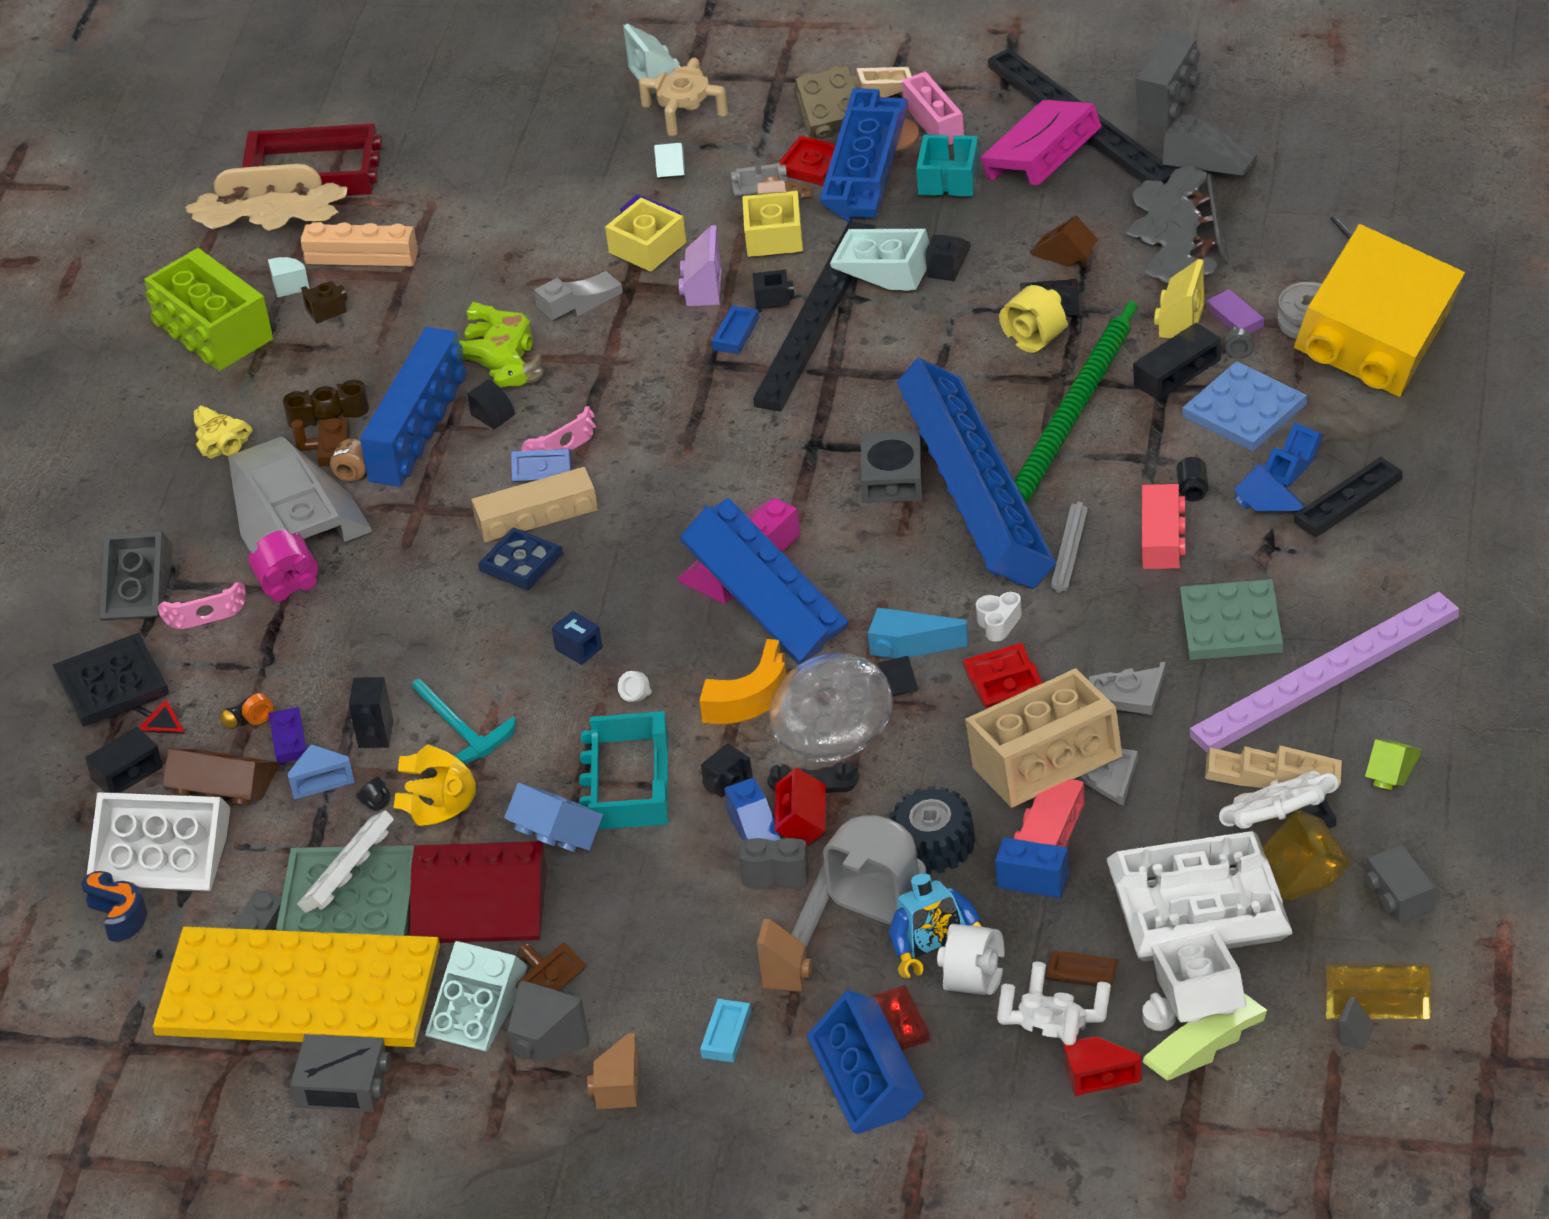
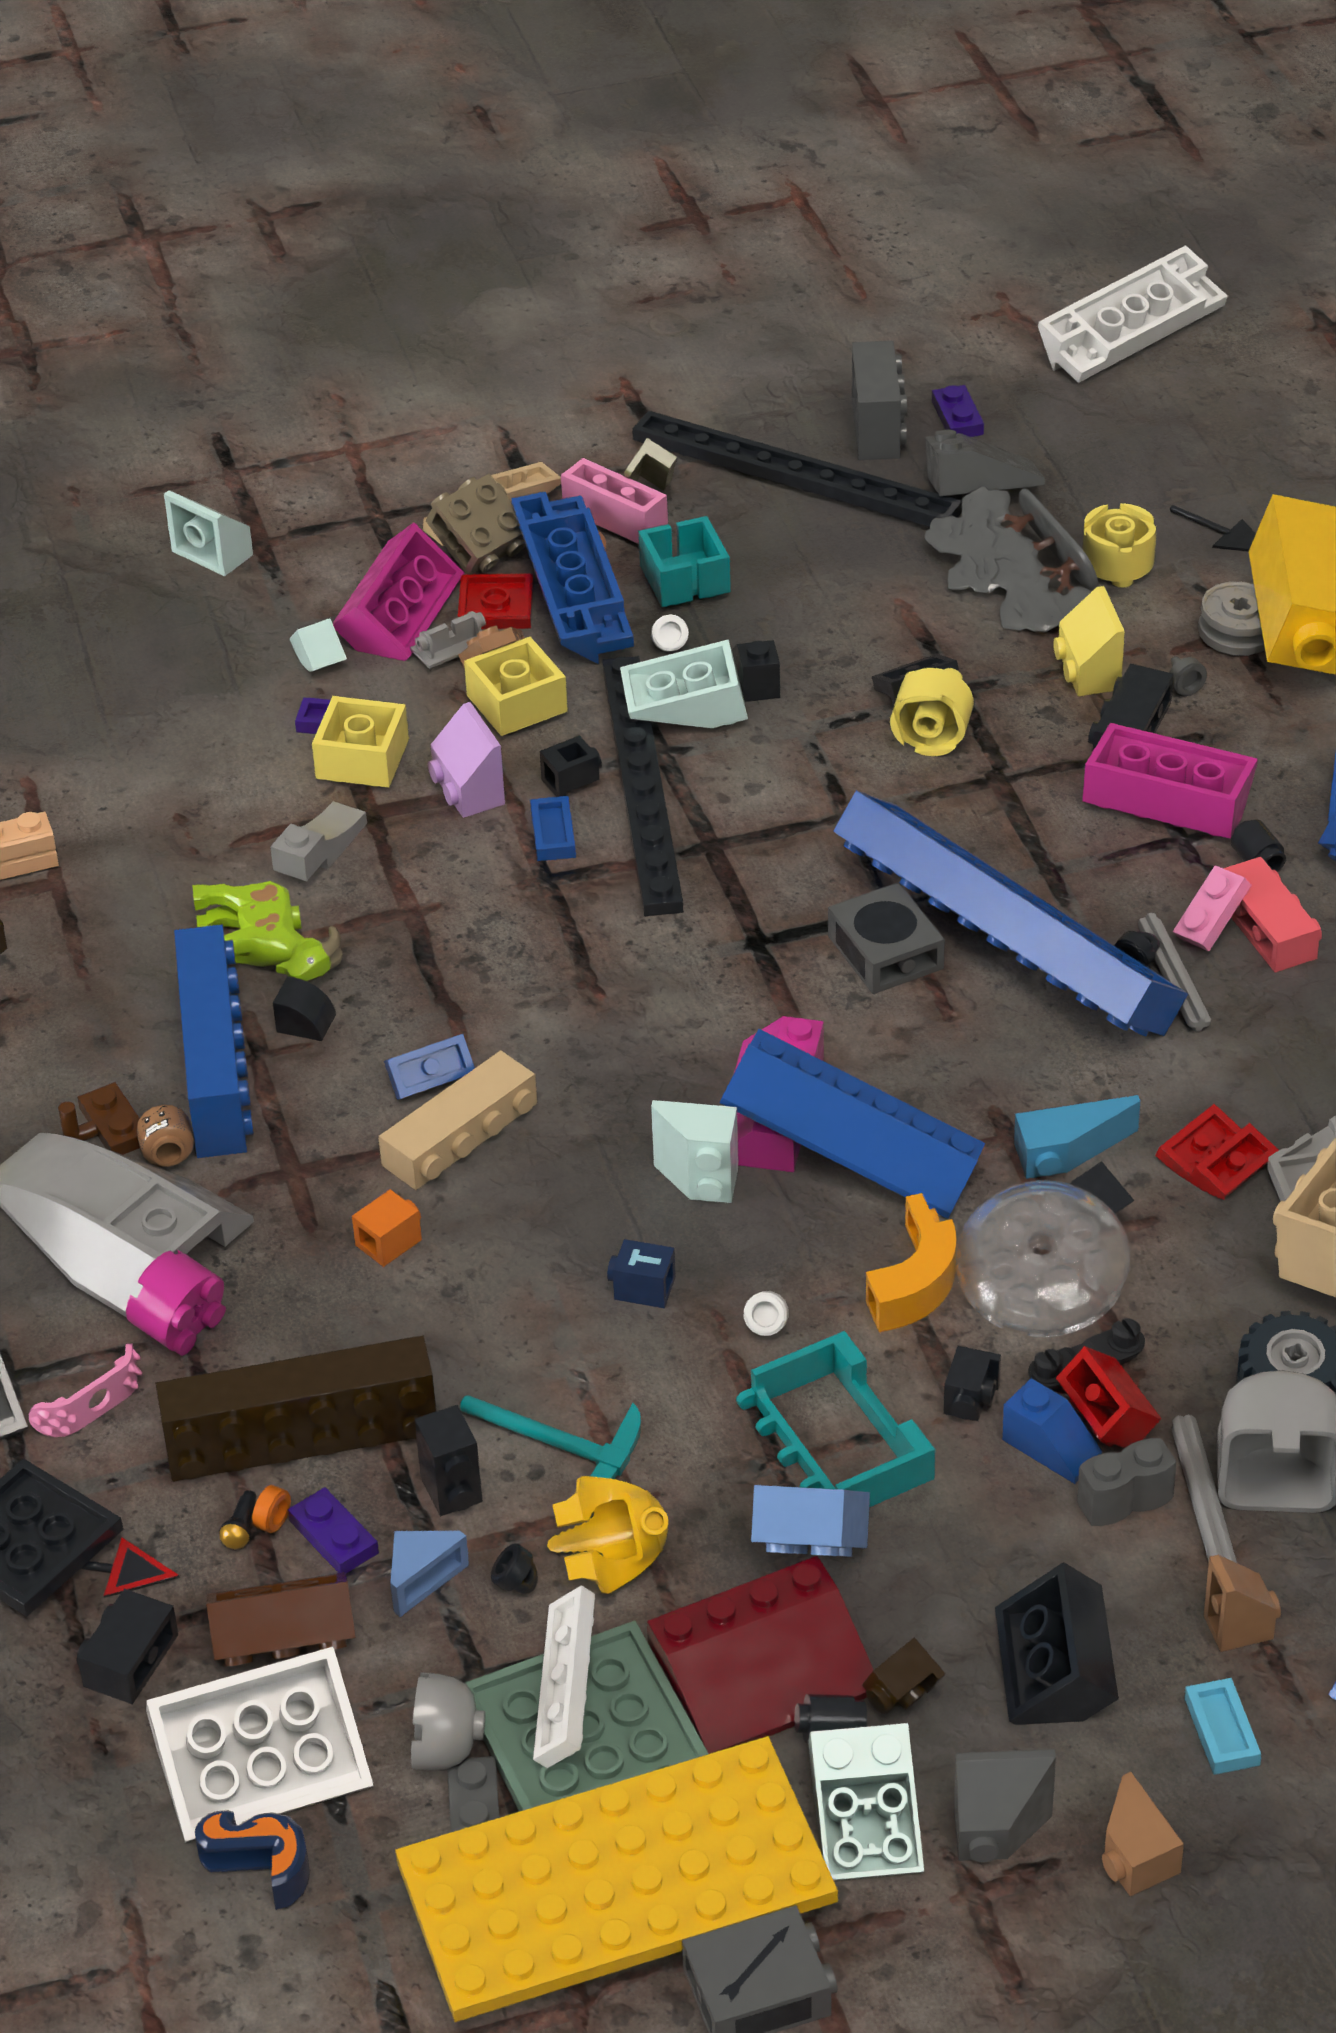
camera: 30 degrees left, 0 degrees up
(259, 863) = (444, 1722): none -> light grey cylinder
(303, 650) = (295, 1408): none -> dark brown brick
(327, 403) = (74, 1073): dark brown piece -> none
(444, 559) = (387, 1227): none -> orange brick
(490, 938) = (829, 1712): none -> black brick
(520, 558) = (488, 1195): dark blue piece -> none
(546, 932) = (902, 1678): none -> dark brown brick
(555, 970) = (943, 1729): reddish brown plate -> none
(581, 432) = (426, 1034): bright pink piece -> none
(656, 949) = (1056, 1649): none -> black slope
(663, 568) = (696, 1148): none -> light aqua slope
(673, 95) = (265, 562): tan plate -> none
(746, 138) = (398, 596): none -> dark pink slope
(906, 214) = (669, 633): none -> white tile
(965, 86) = (652, 464): none -> olive panel
(998, 614) = (1153, 1079): white piece -> none
(1042, 139) = (778, 501): dark pink panel -> none
(1050, 525) = (1139, 945): none -> black tile
(1066, 243) = (892, 616): reddish brown slope -> none
(1074, 402) = (1046, 795): green hose -> none
(1120, 510) = (1212, 908): none -> bright pink plate
(1160, 412) = (1169, 780): none -> dark pink slope
(1232, 105) = (957, 410): none -> dark purple plate
(1234, 312) = (1153, 644): medium lavender tile -> none
(1244, 406) = (1258, 732): medium blue plate -> none
(1261, 233) = (1120, 543): none -> light yellow brick
(1408, 61) = (1130, 314): none -> white slope

